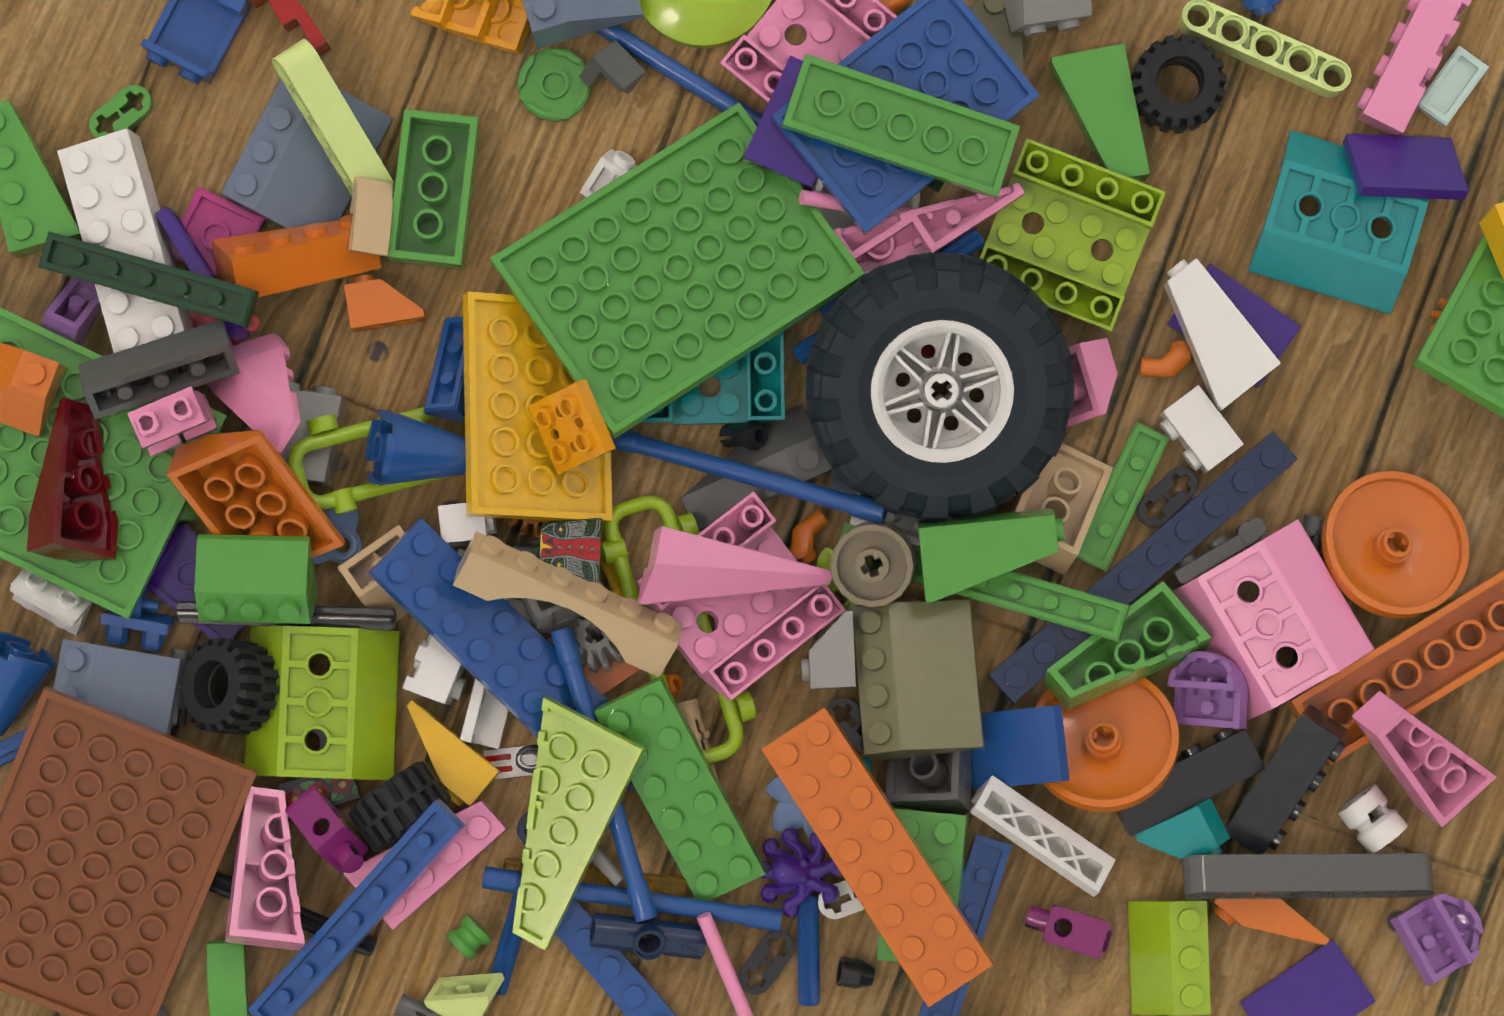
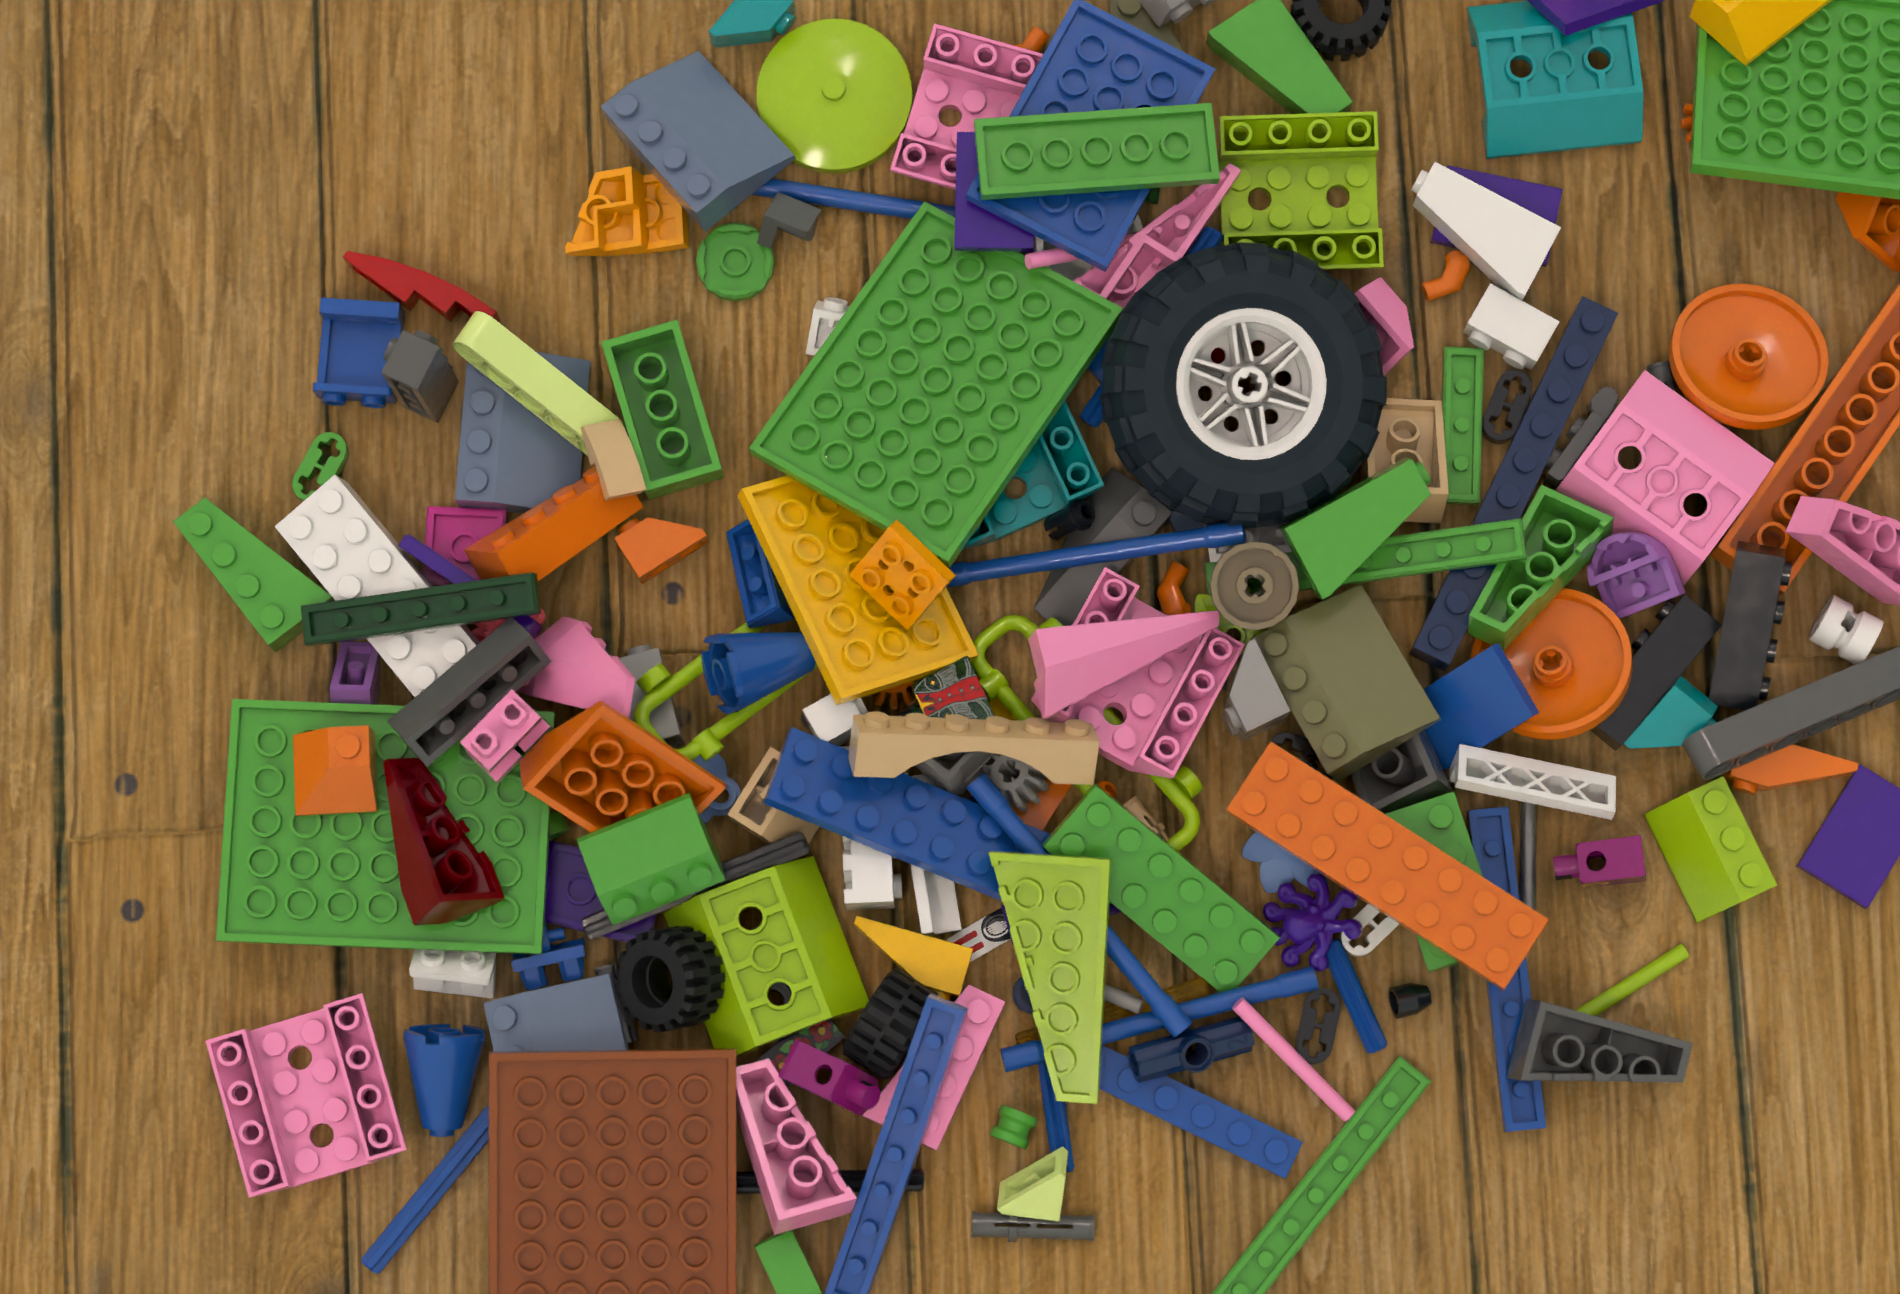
camera: 25 degrees left, 5 degrees down
(234, 72) = (419, 374): none -> dark grey brick
(1008, 901) = (1528, 837): none -> flat silver bar

